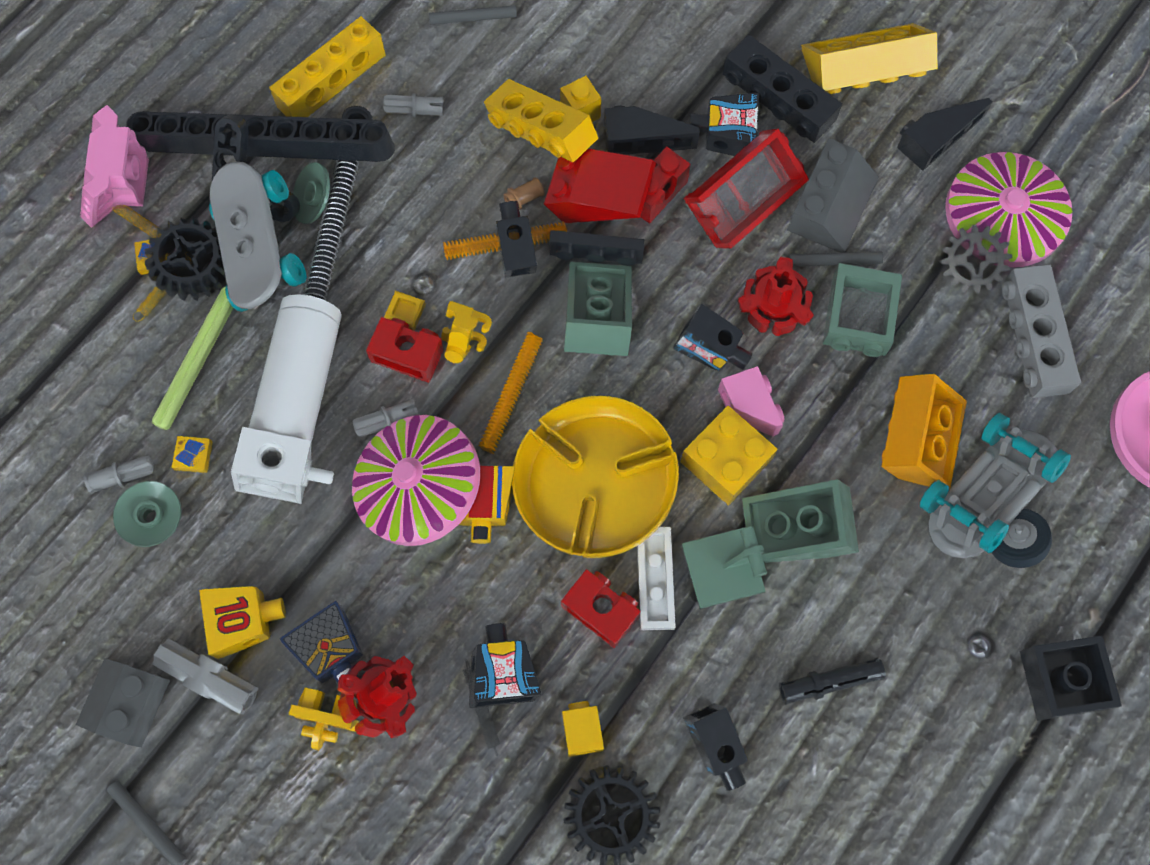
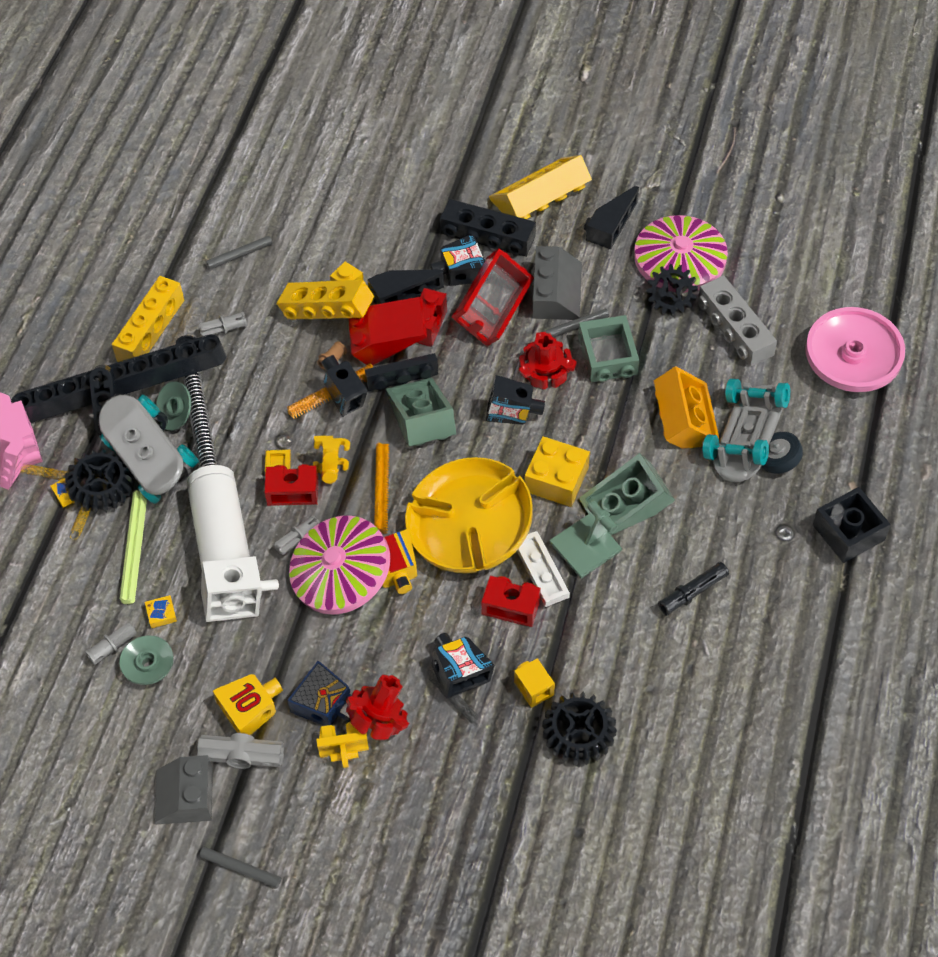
camera: 20 degrees left, 15 degrees down
(710, 730) = (631, 651): black torso -> none
(750, 397) = (557, 427): bright pink slope -> none

